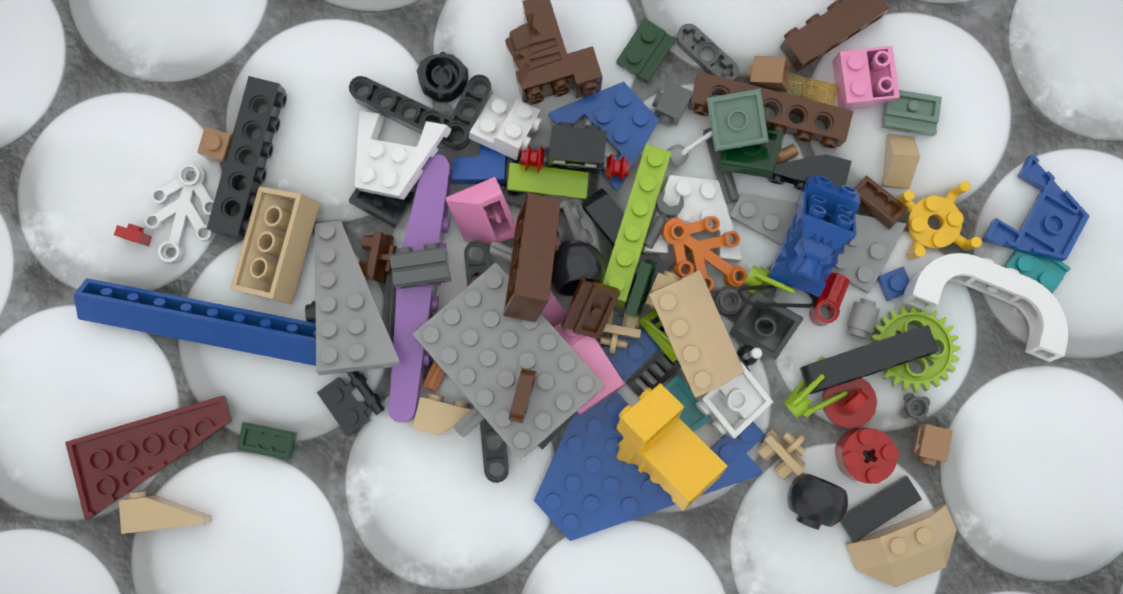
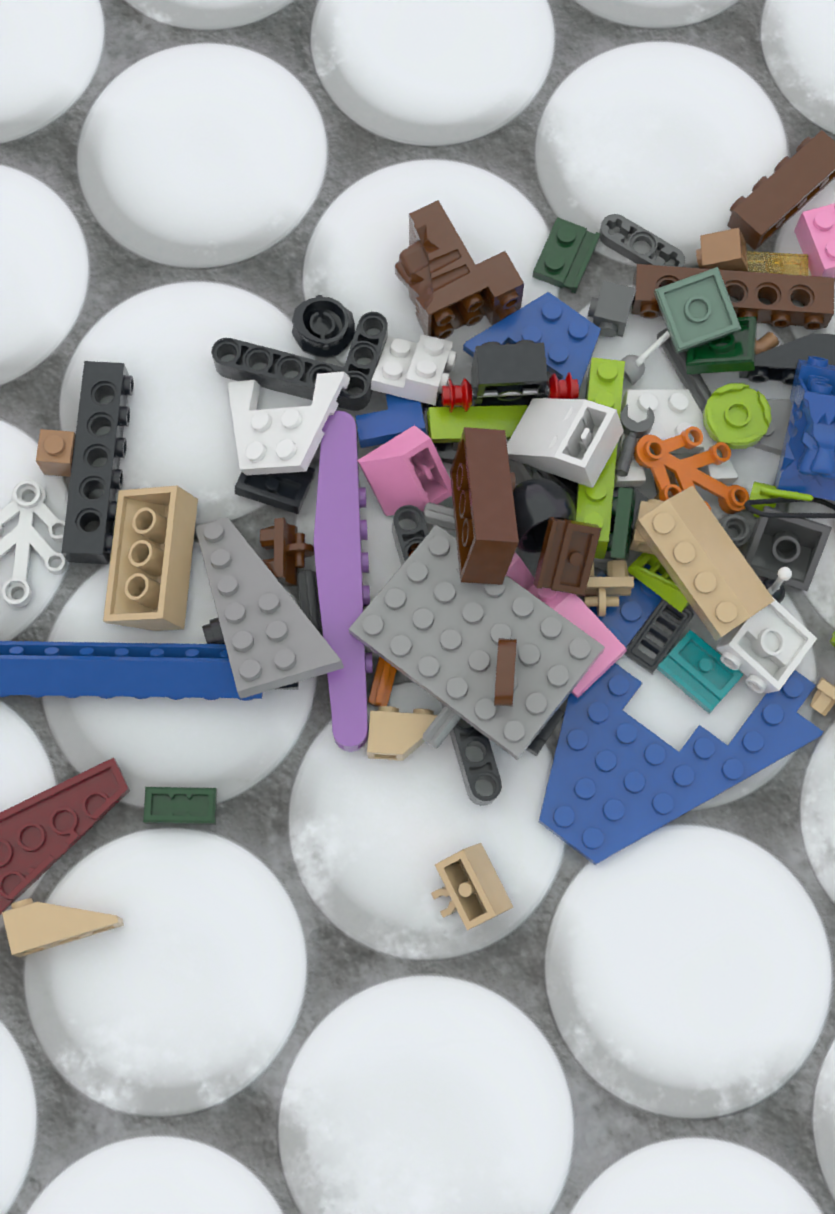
camera: 10 degrees left, 10 degrees down
(345, 407) = (272, 744): black plate -> none
(420, 266) = (344, 544): dark grey brick -> none
(472, 544) = (472, 887): none -> tan brick
(608, 212) = (566, 438): none -> white slope
(667, 447) = (697, 711): yellow brick -> none
(751, 211) = (737, 415): none -> lime tile

